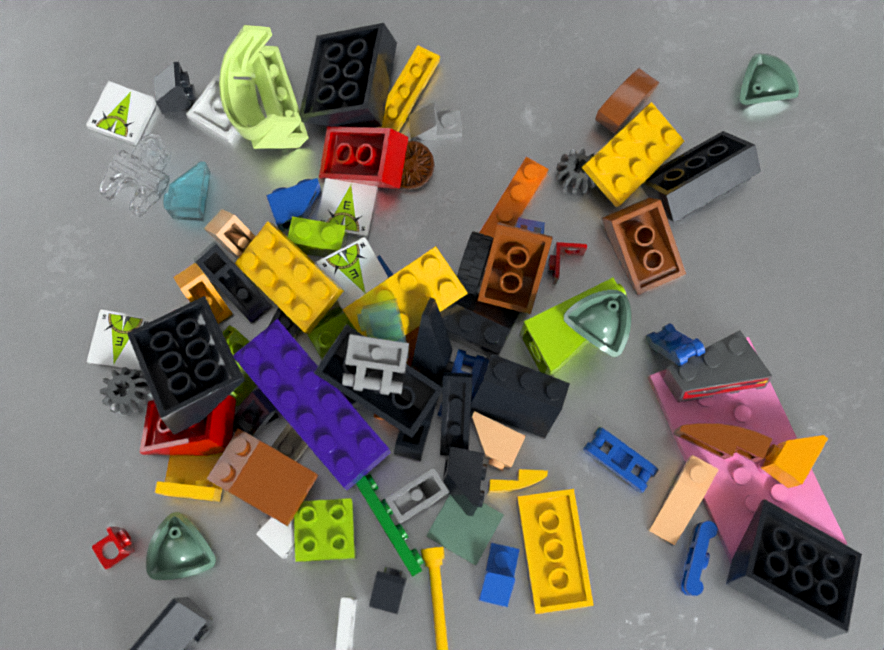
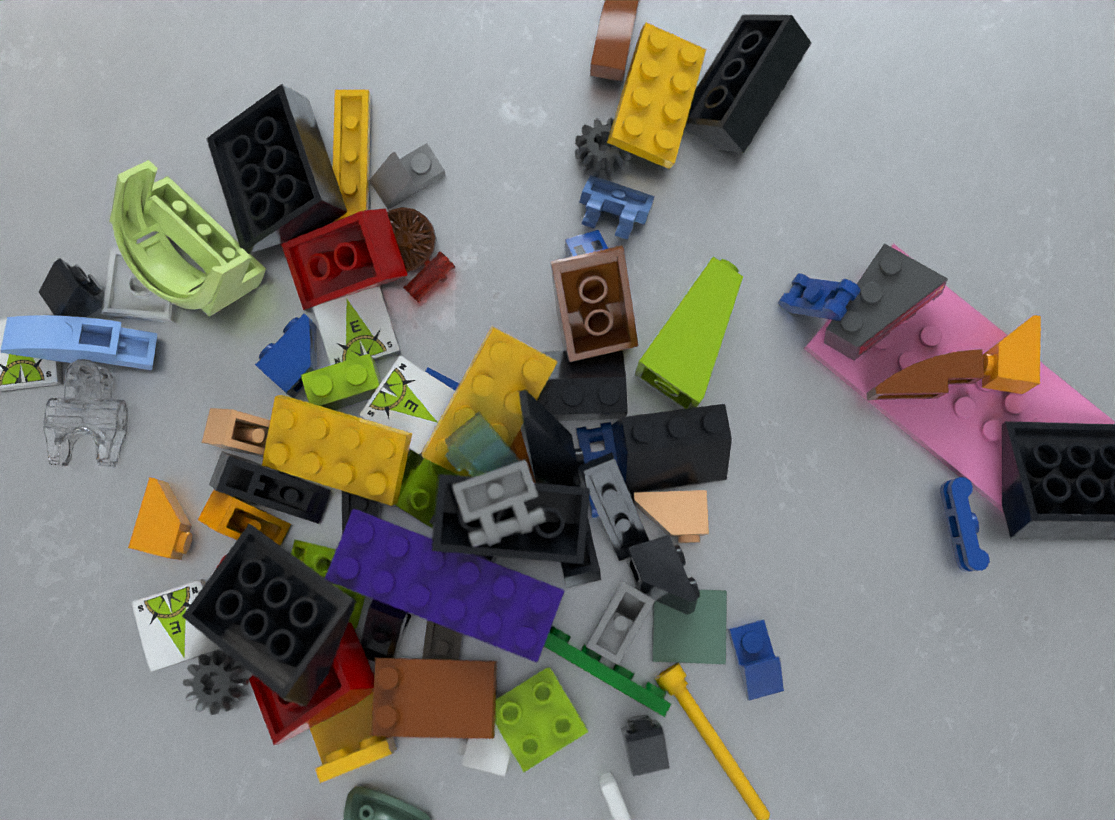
camera: 25 degrees left, 5 degrees up
(148, 267) = (161, 523): none -> light orange slope
(163, 120) = (78, 338): none -> light blue slope
(189, 194) = (160, 410): clear light blue slope -> none
(414, 197) = (433, 272): none -> clear red pin
(474, 261) = (543, 317): black tyre -> none
(516, 196) = (546, 225): orange plate -> none
(524, 479) = (728, 540): yellow slope -> none
(554, 551) = (804, 601): yellow plate -> none
(562, 249) = (633, 269): red bracket -> none
(573, 214) = (615, 199): none -> medium blue plate
(602, 320) = (729, 314): sand green hat -> none
(621, 459) = (823, 458): blue plate -> none
(644, 244) = (723, 195): dark orange slope -> none
(683, 499) = (916, 467): light nougat slope -> none

